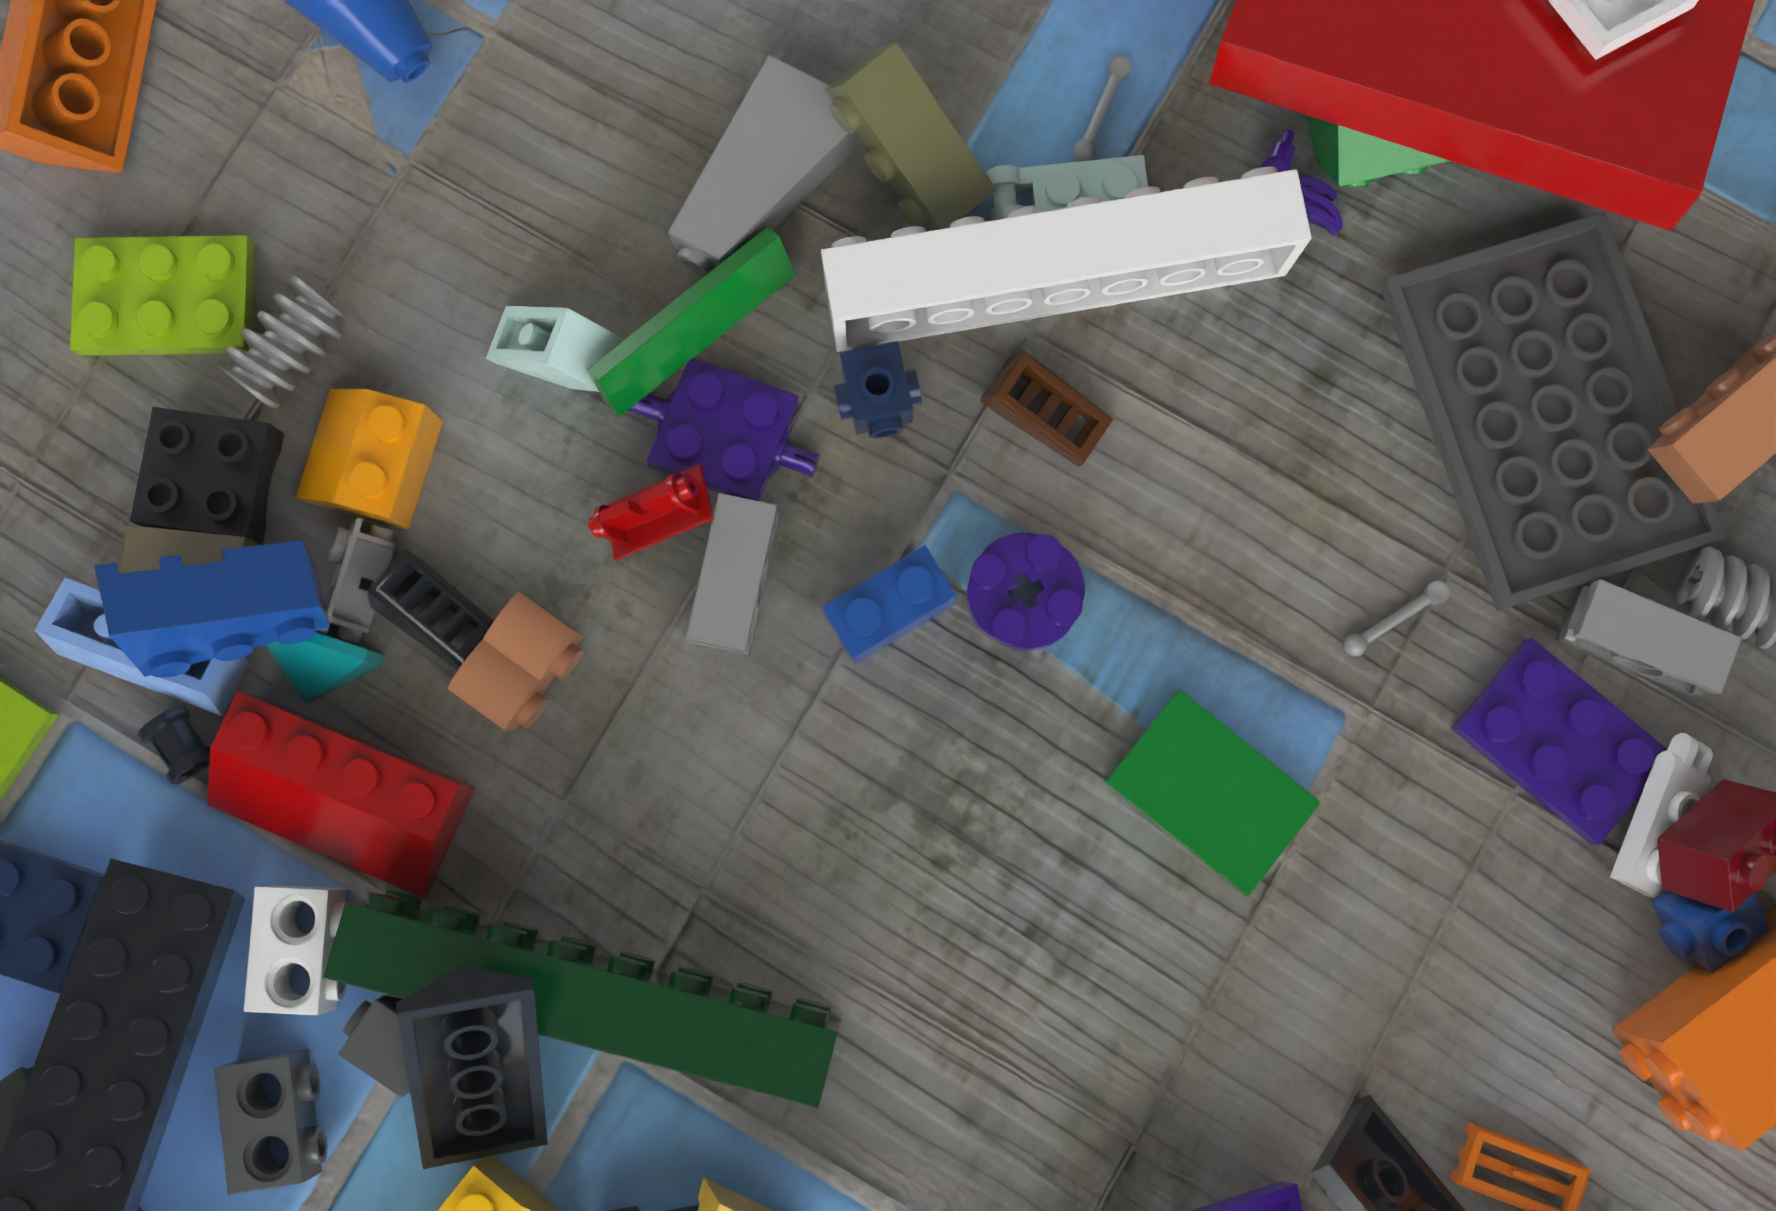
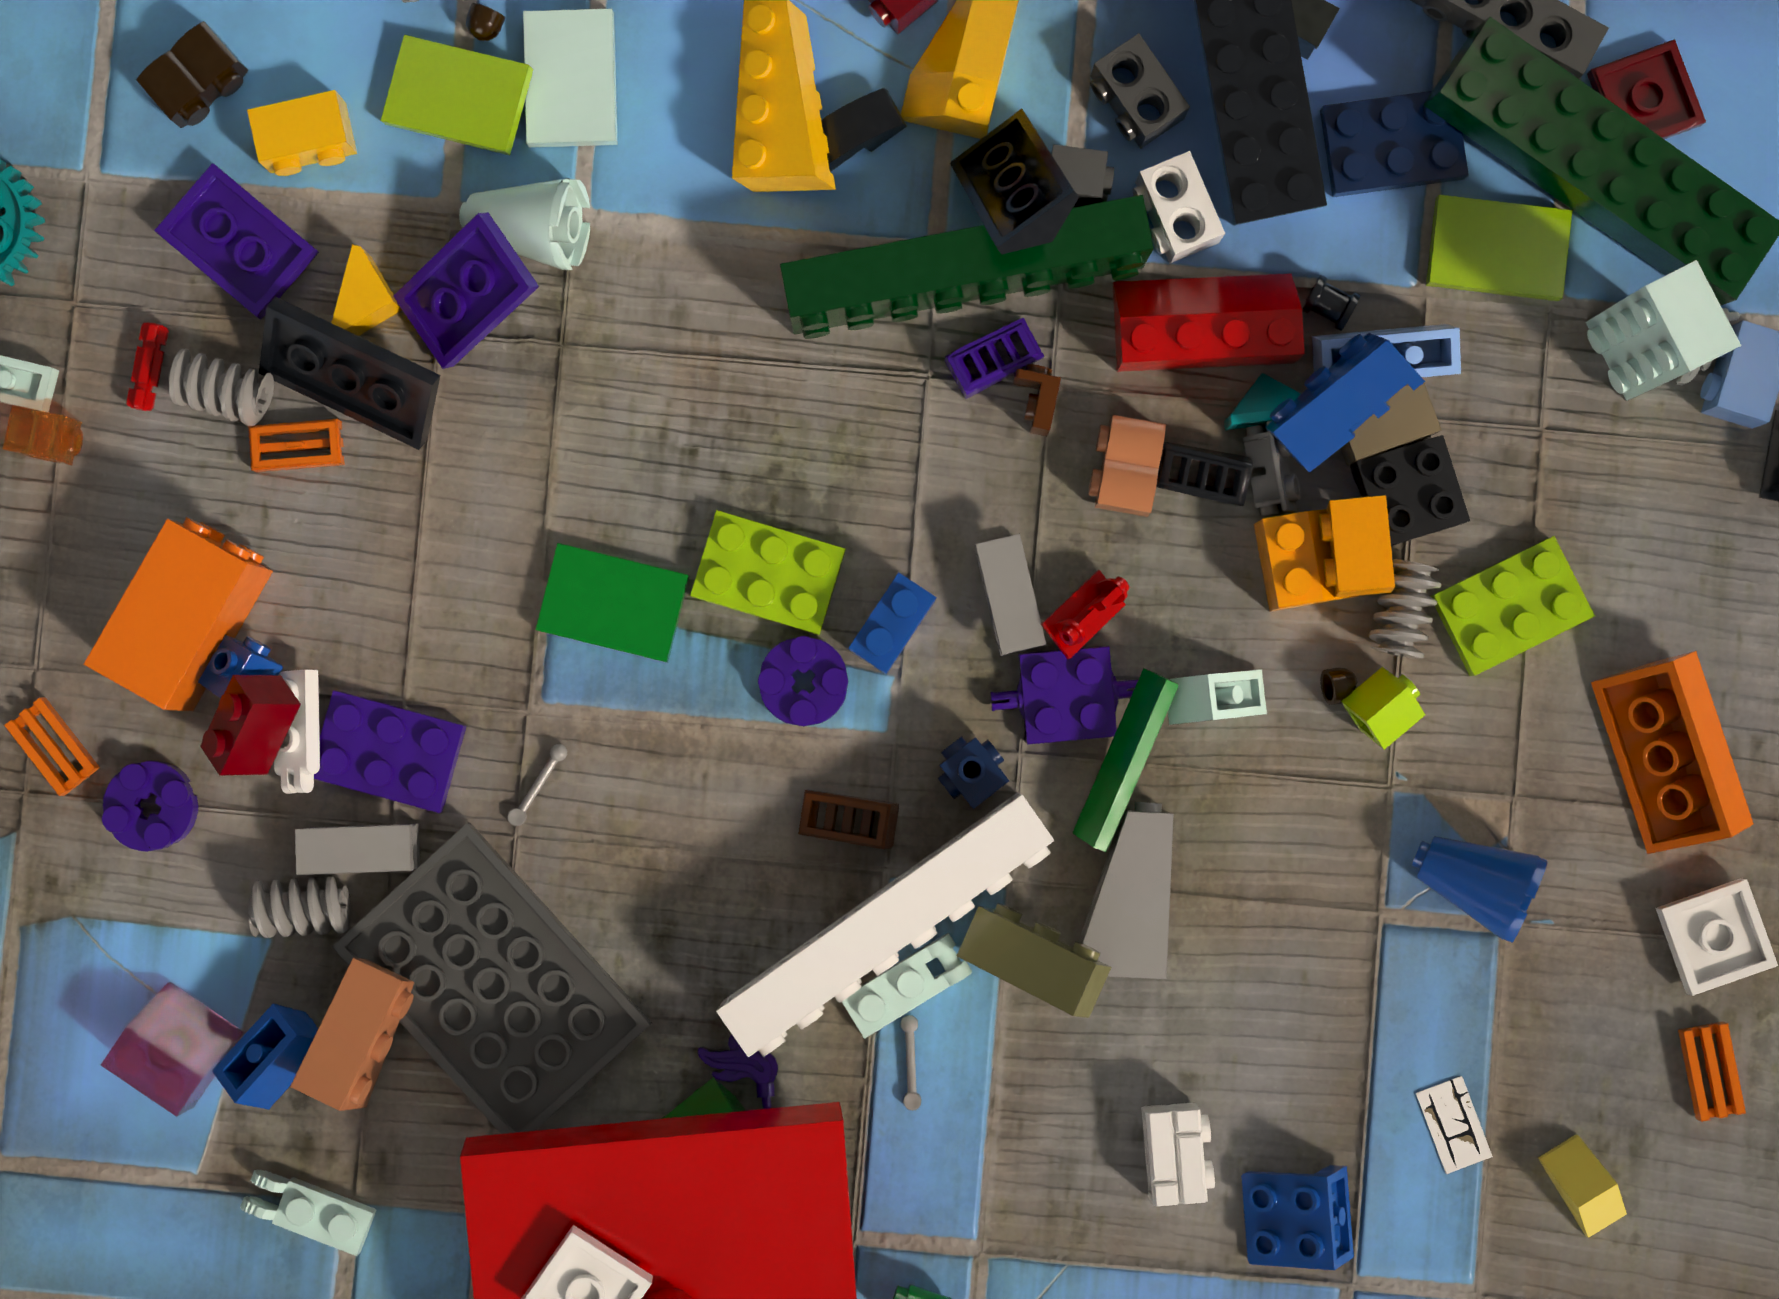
camera: 155 degrees right, 5 degrees up
(293, 429) = (1358, 546): none -> light orange brick
(365, 243) = (1384, 707): none -> lime brick
(407, 297) = (1337, 684): none -> dark brown hinge
(582, 784) = (1039, 407): none -> reddish brown bracket
(661, 872) = (962, 376): none -> dark purple slope
(1008, 740) = (768, 572): none -> lime plate

